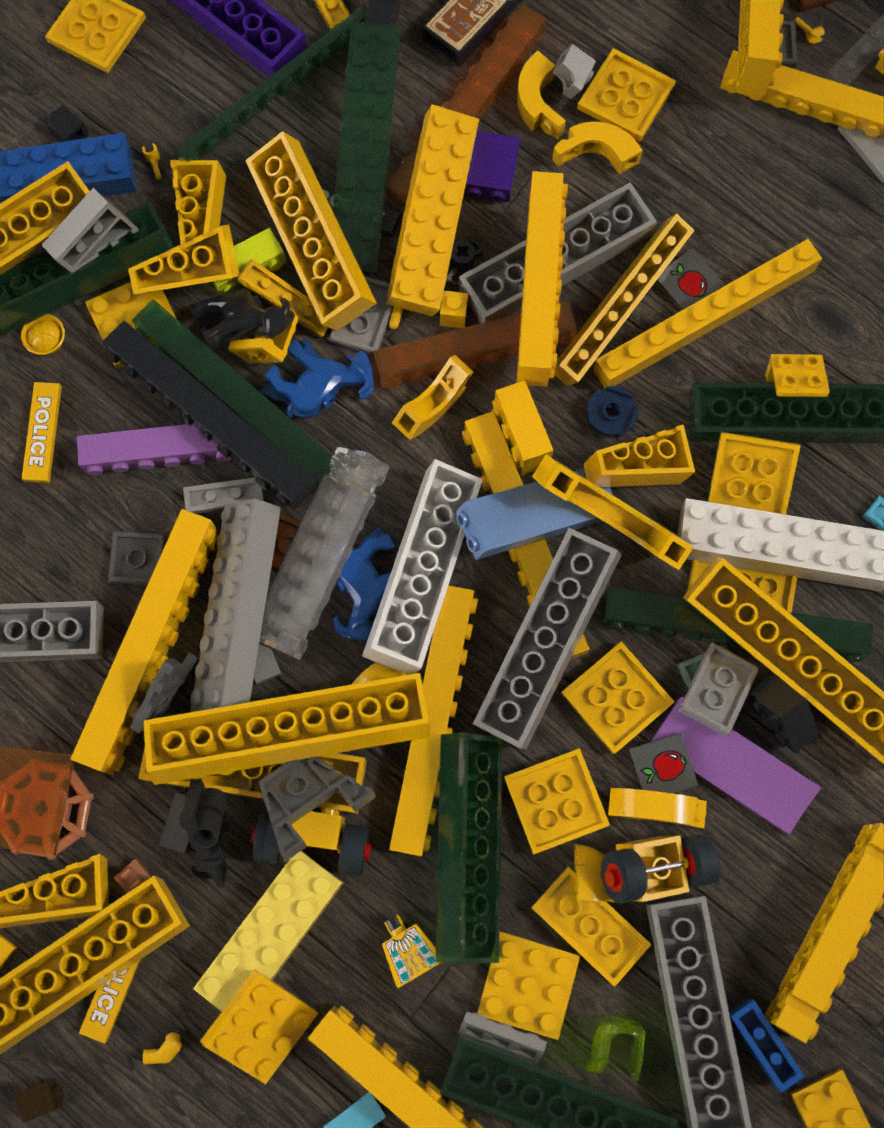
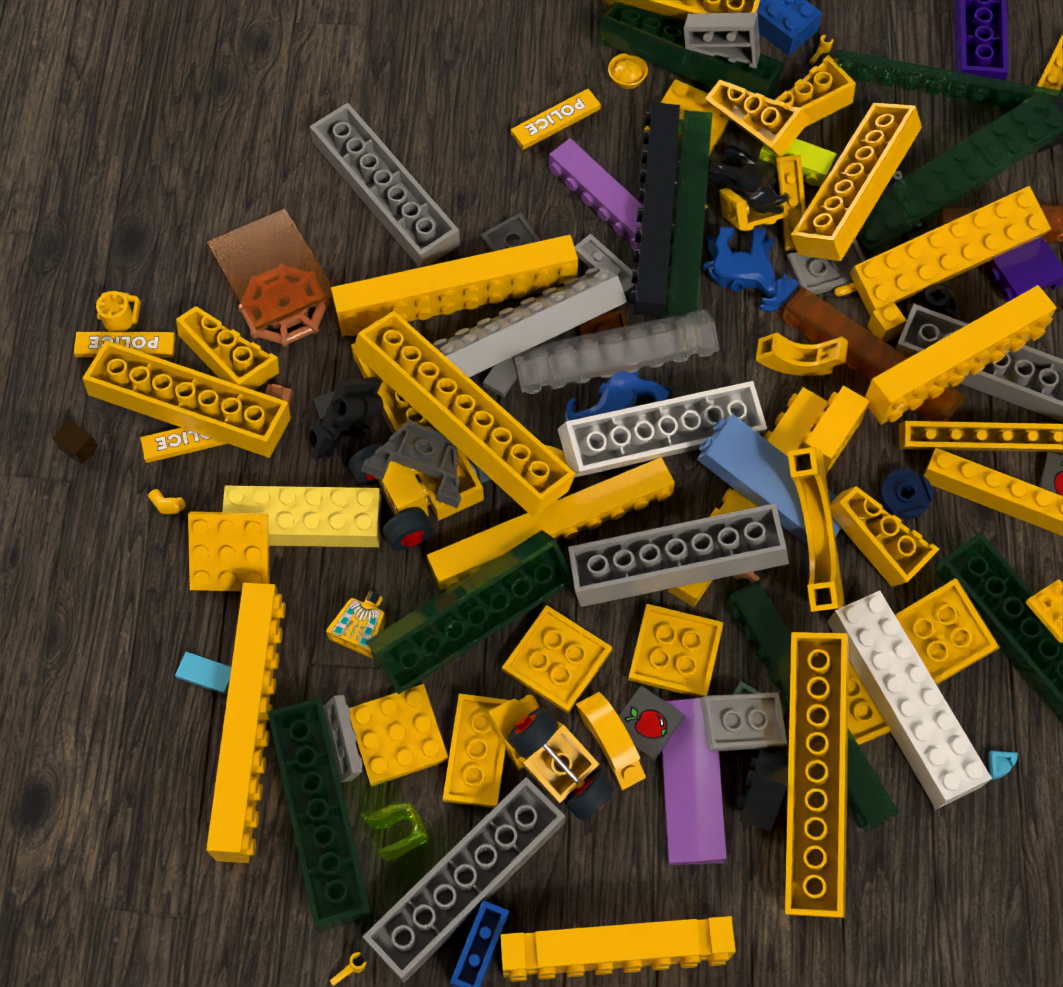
camera: 55 degrees right, 10 degrees down
(163, 690) = (424, 318): dark grey wing -> none

